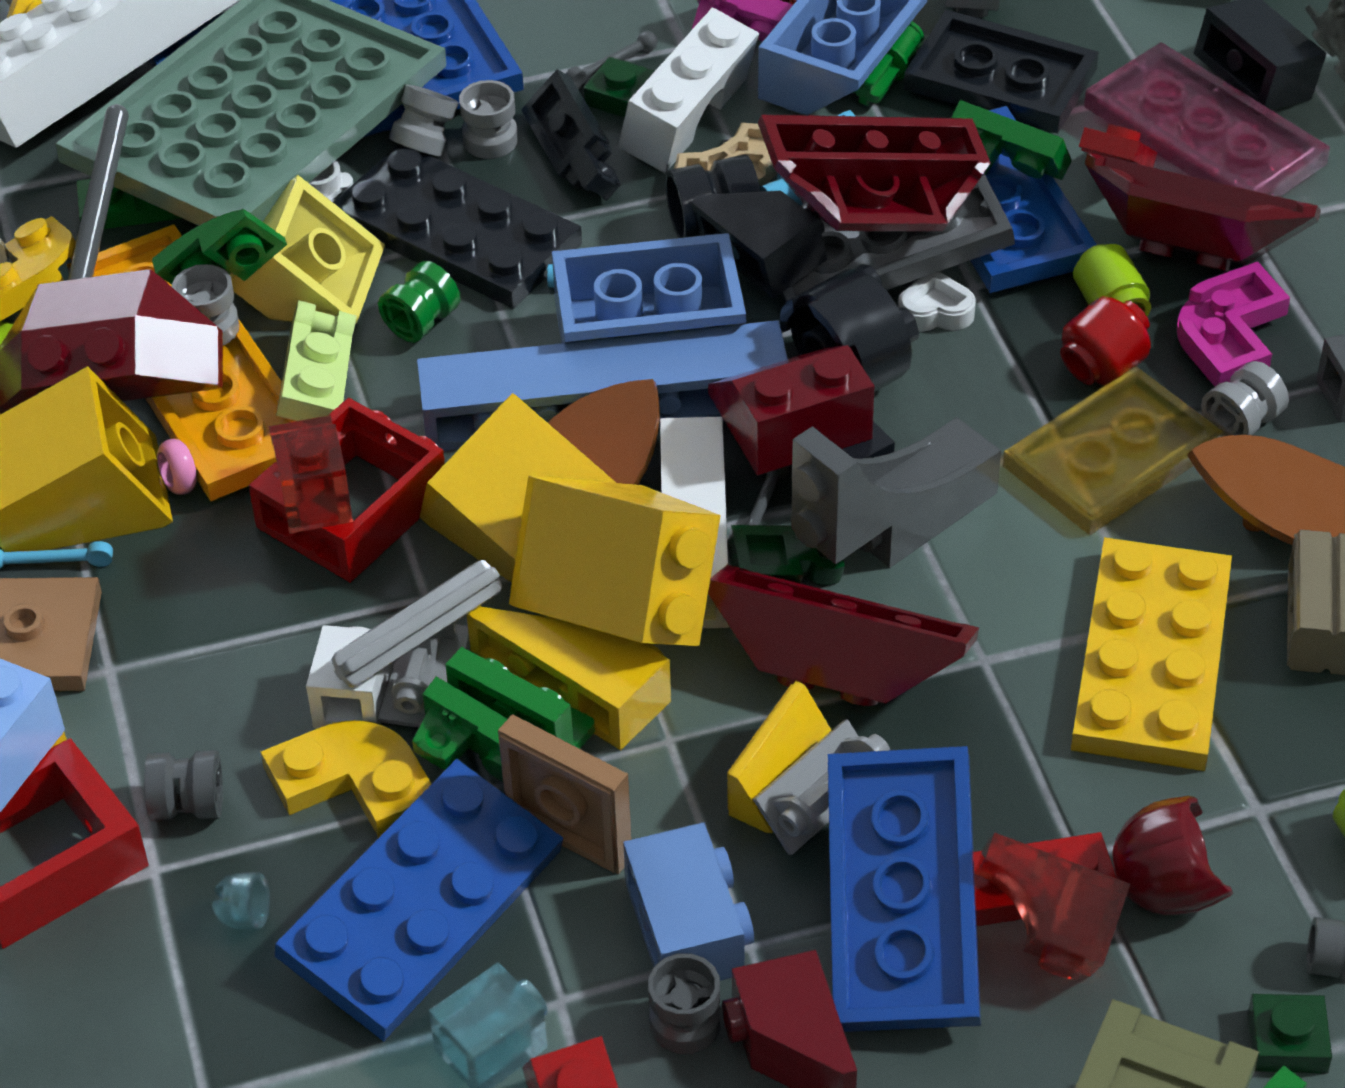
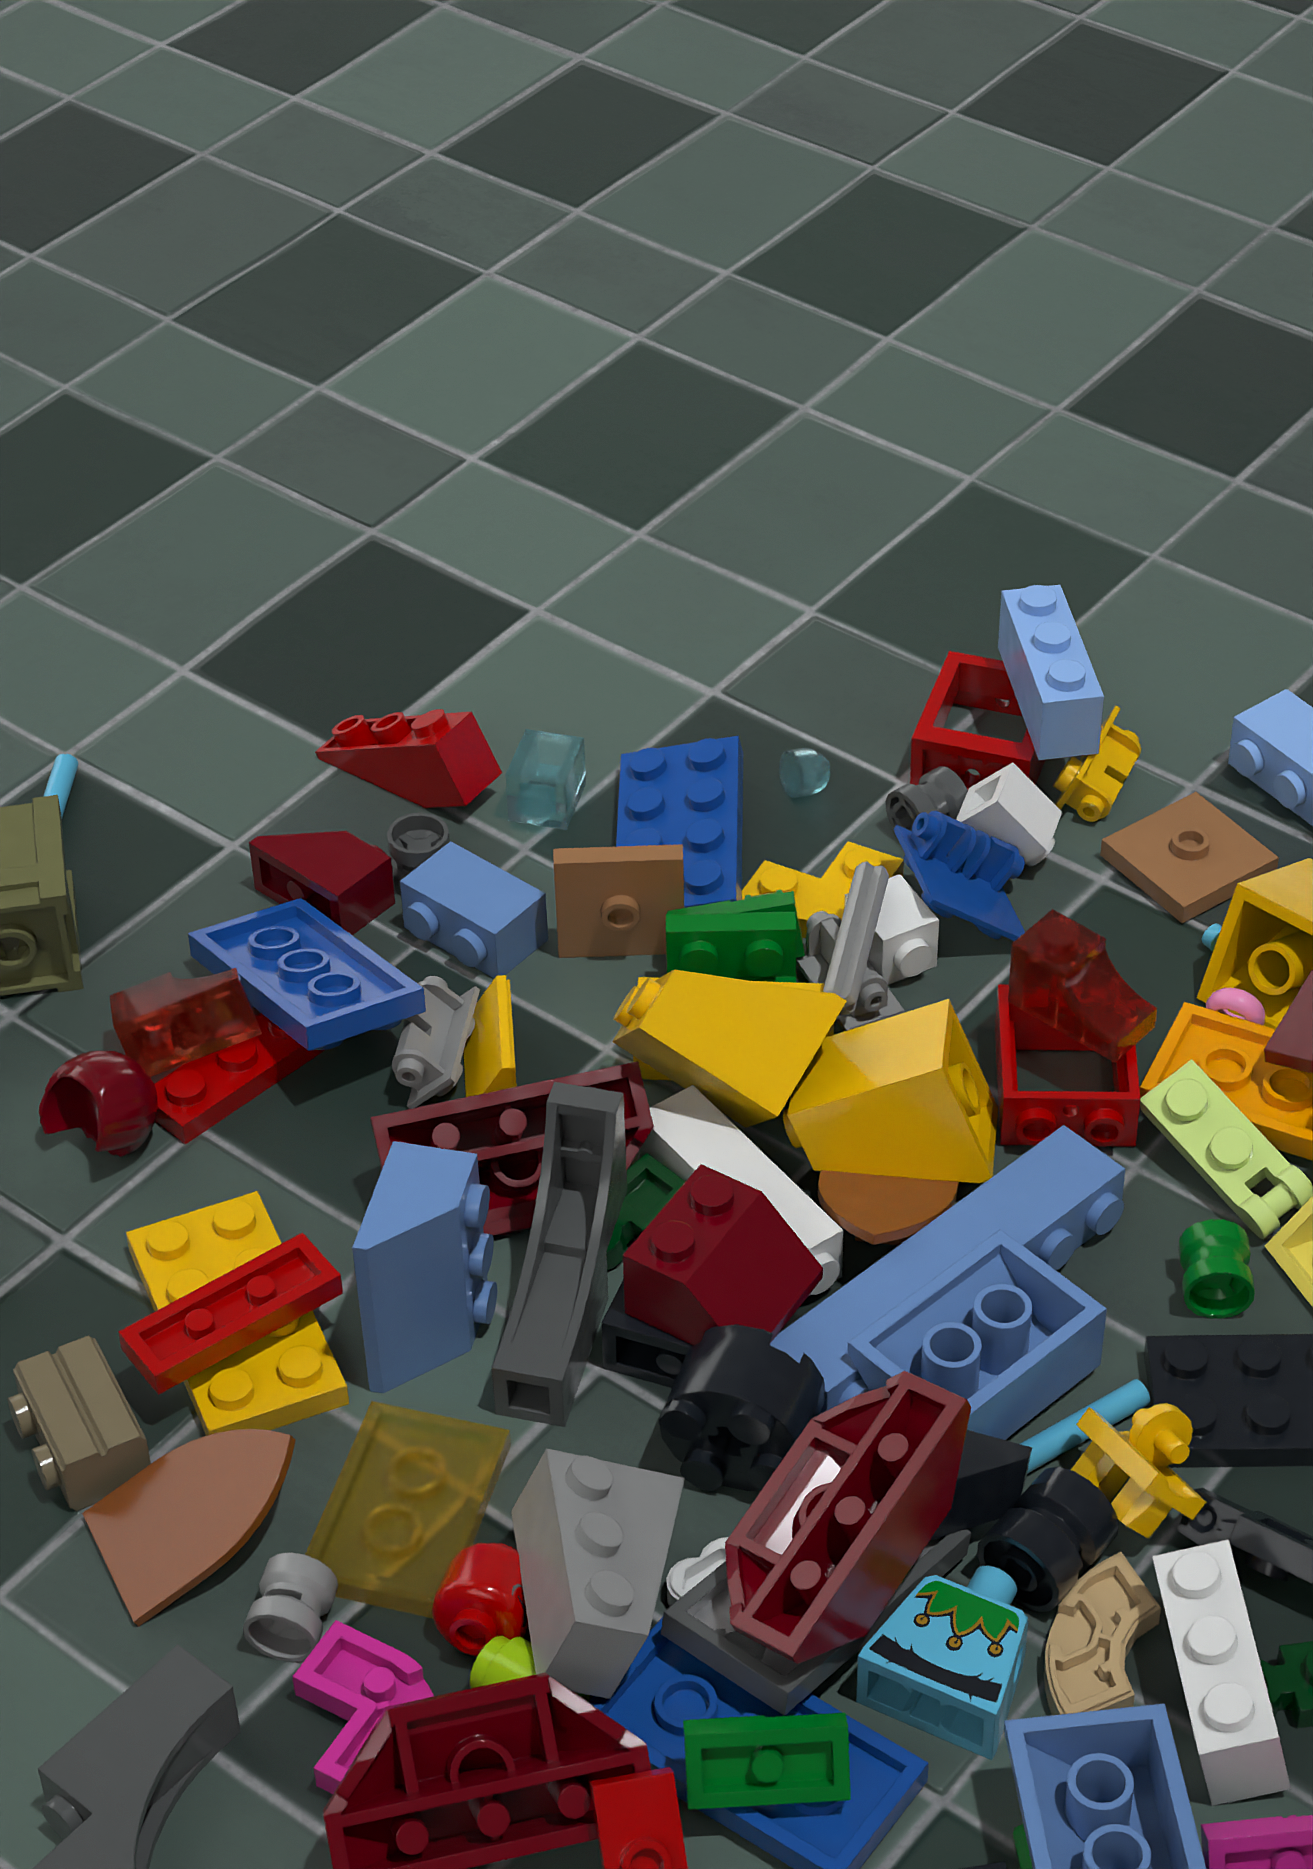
camera: 145 degrees right, 5 degrees down
(149, 708) = (1013, 811): none -> white brick
(253, 675) = (963, 872): none -> blue hinge
(612, 196) = (1143, 1454): none -> yellow hips
(1012, 506) = (423, 1263): none -> medium blue slope
(1031, 279) = (592, 1564): none -> light grey wedge
(1173, 588) = (230, 1313): none -> red plate

